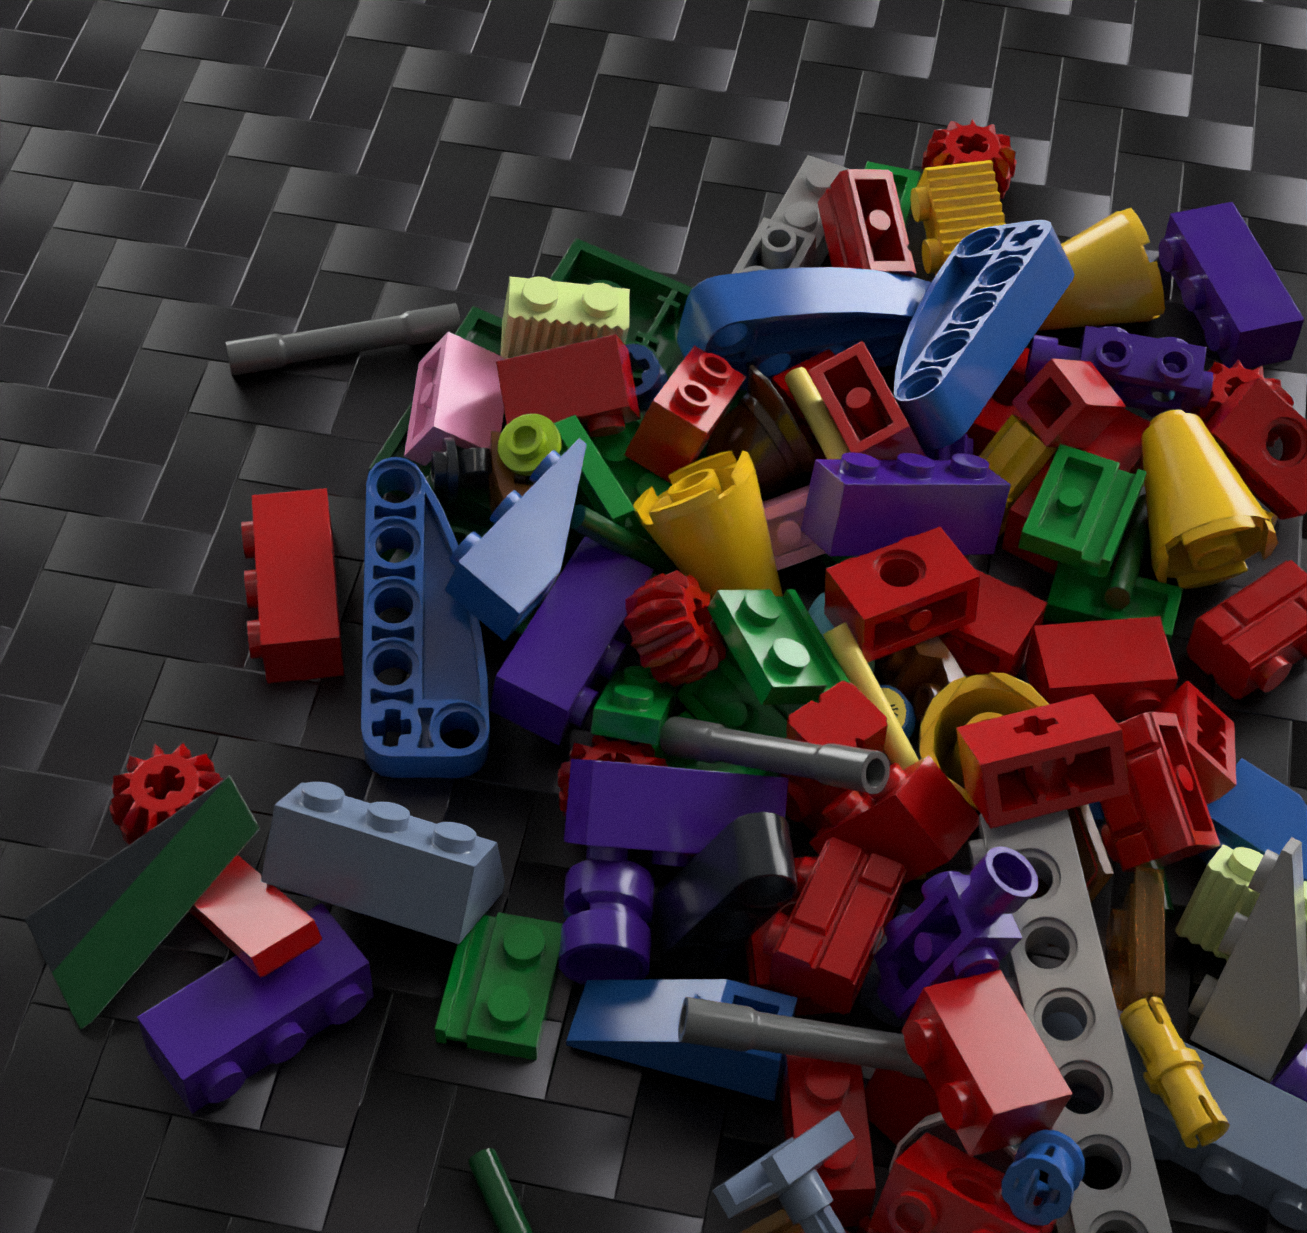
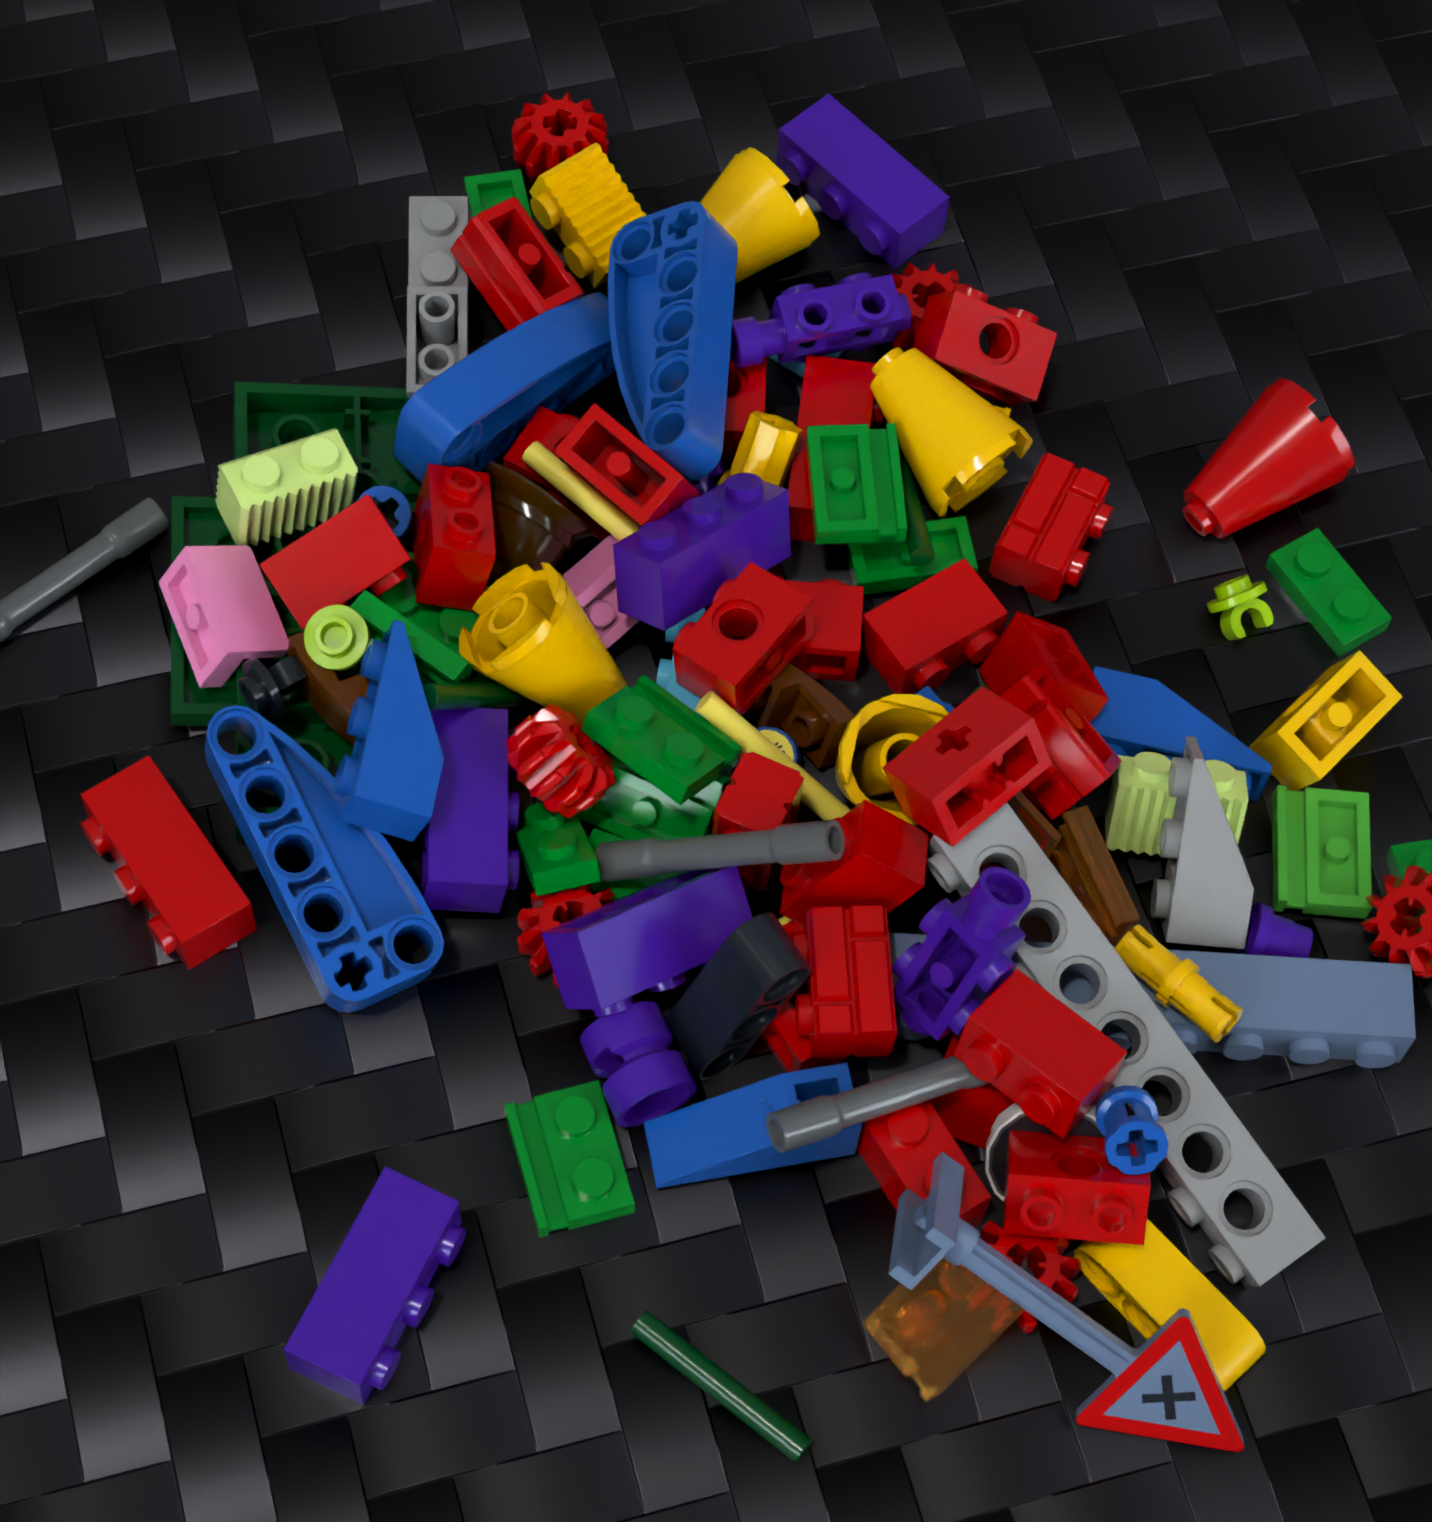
camera: 30 degrees left, 10 degrees up
(127, 906) = (205, 1244): dark green sticker -> none
(158, 789) = (151, 1128): red gear -> none
(255, 919) = (319, 1205): tile -> none
(382, 861) = (421, 1106): sand blue slope -> none
(1068, 403) = (798, 383): red brick -> none

